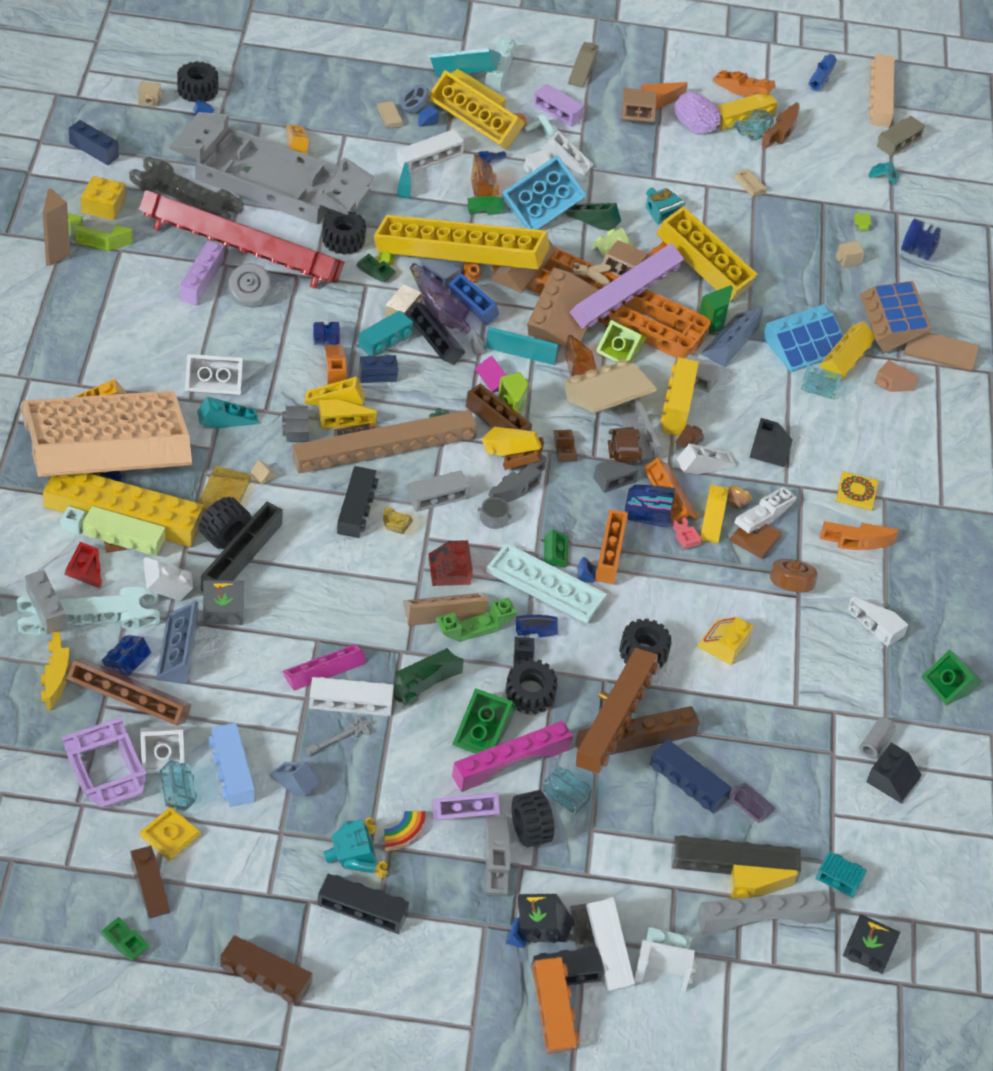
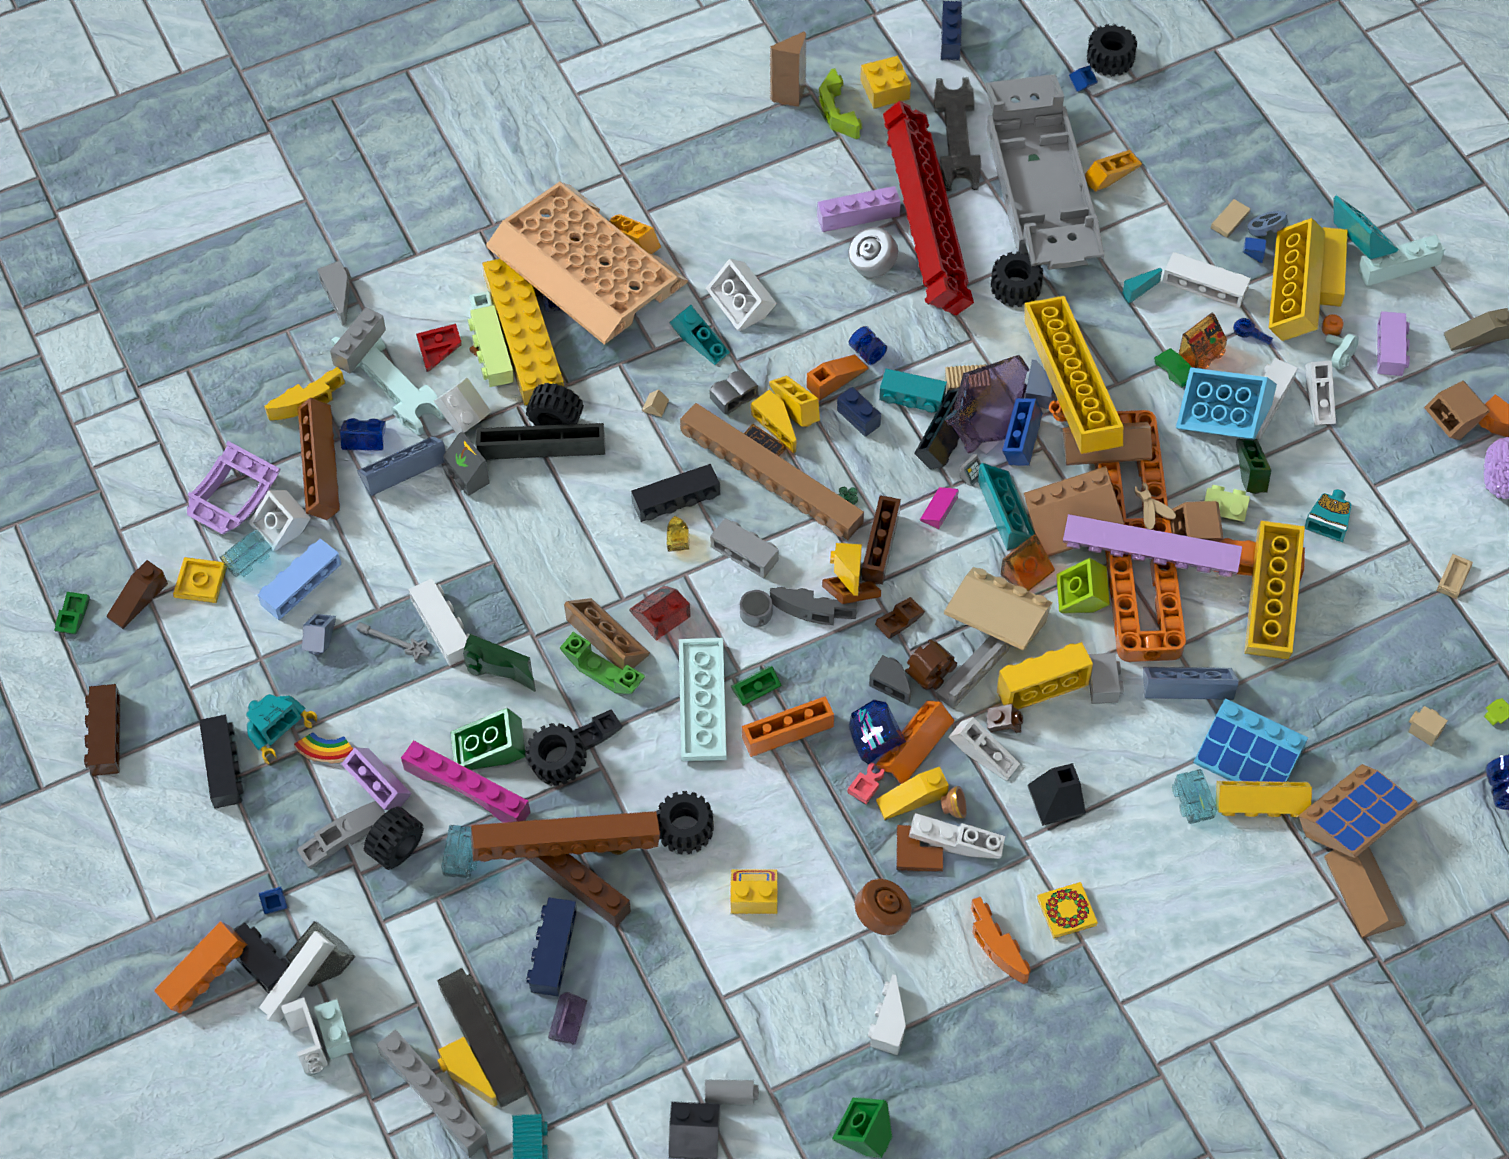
camera: 65 degrees right, 10 degrees up
(149, 93) = (1060, 27): tan brick -> none
(224, 483) = (607, 389): clear yellow tile -> none
(325, 666) = (465, 583): dark pink slope -> none
(375, 269) = (998, 333): dark green slope -> none
(387, 257) = (1018, 334): lime piece -> none
(514, 391) = (913, 538): lime slope -> none
(541, 624) = (643, 720): clear blue slope -> none
(544, 918) = (285, 910): black slope -> none
(586, 570) = (745, 719): blue slope -> none
(715, 307) = (1207, 644): green slope -> none
(895, 378) = (1267, 863): nougat slope -> none

